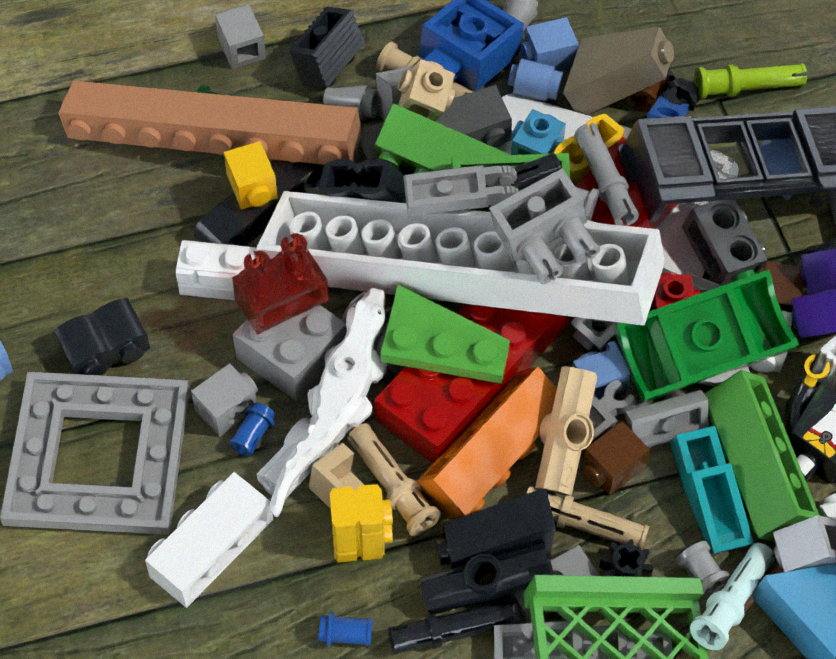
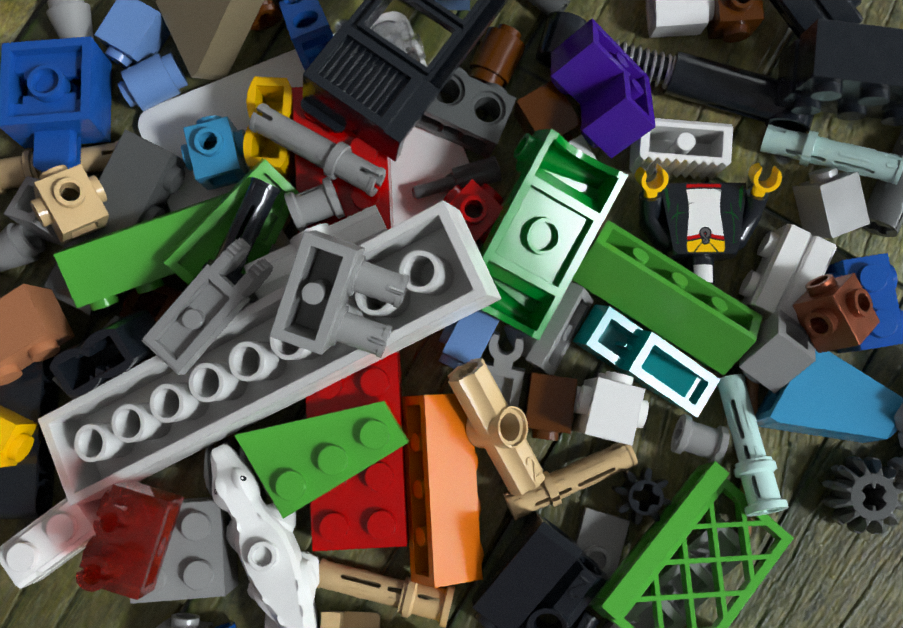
camera: 40 degrees left, 25 degrees up
(653, 483) = (610, 408): none -> white brick
(781, 233) = (497, 55): none -> reddish brown brick

